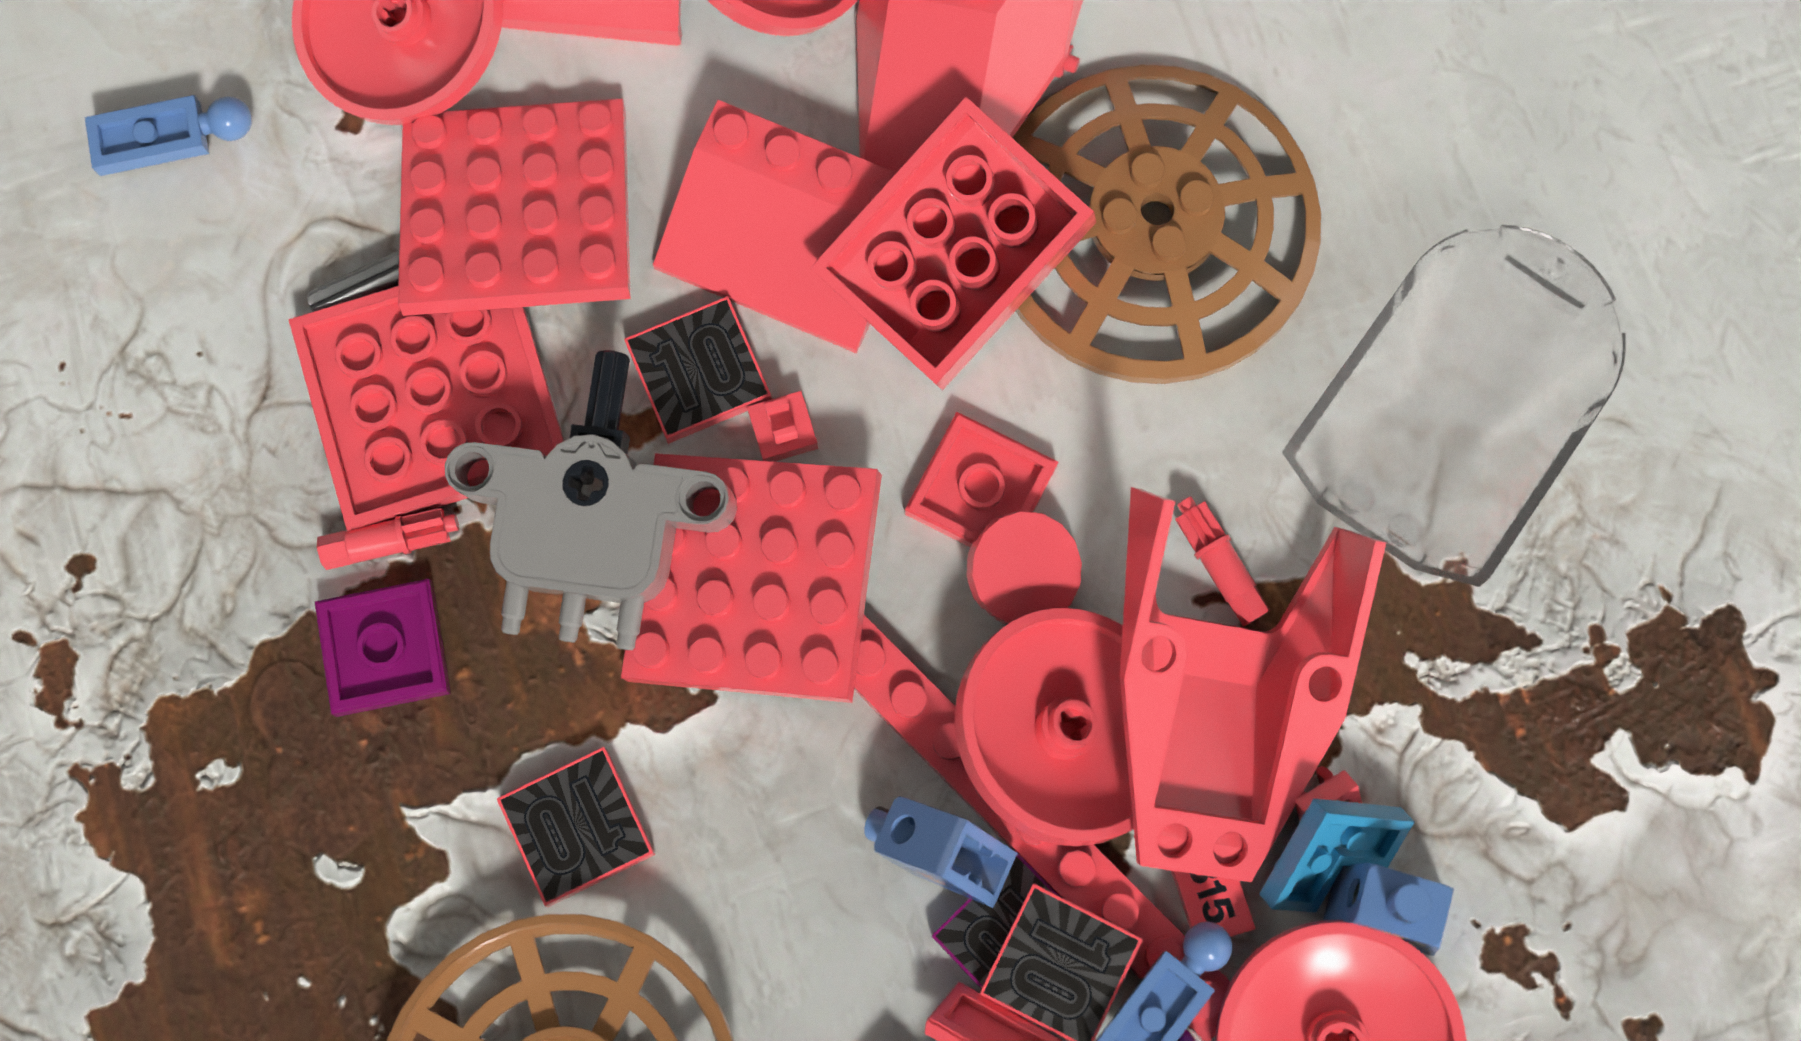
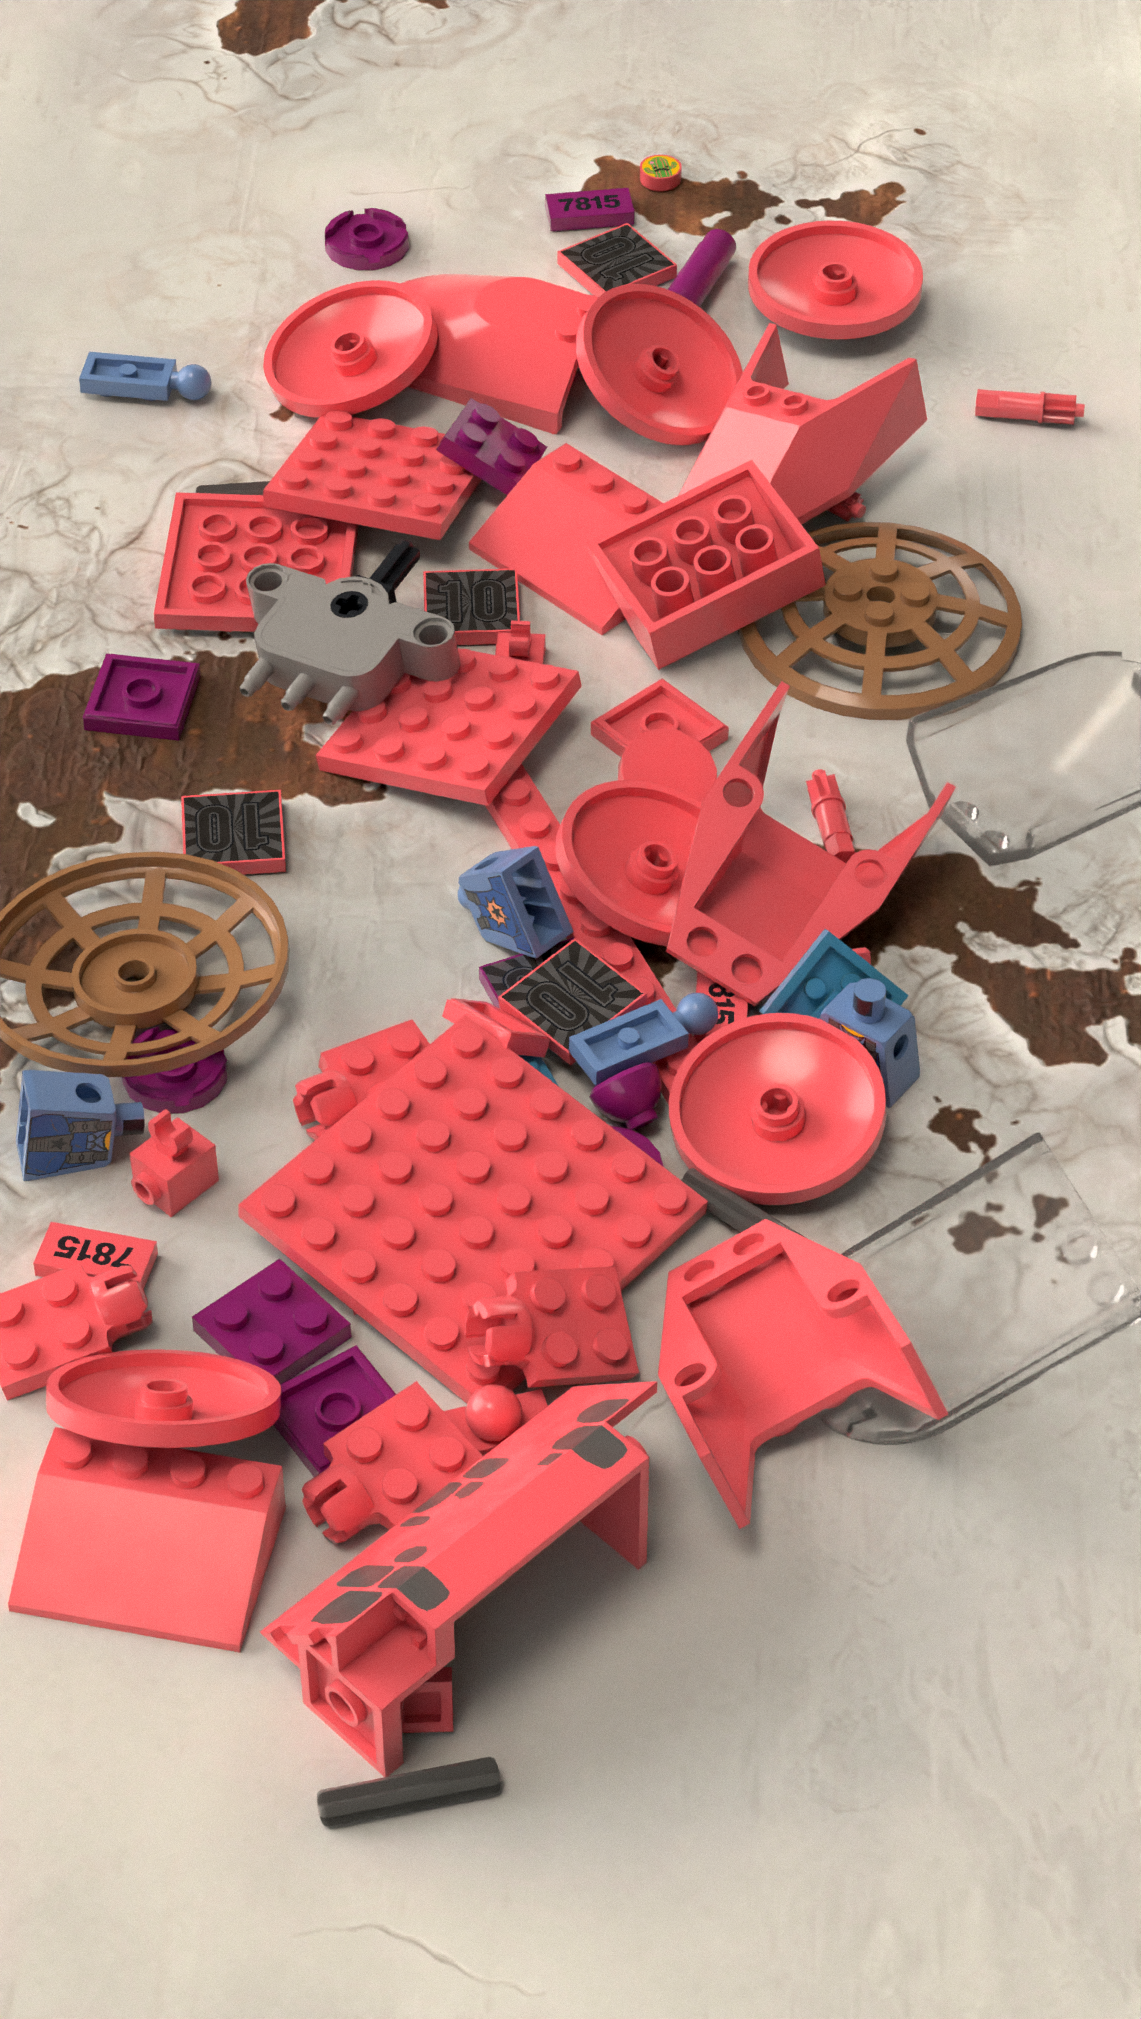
camera: 20 degrees right, 30 degrees down
(386, 538) = (181, 634): coral piece -> none
(628, 123) = (491, 446): none -> magenta plate

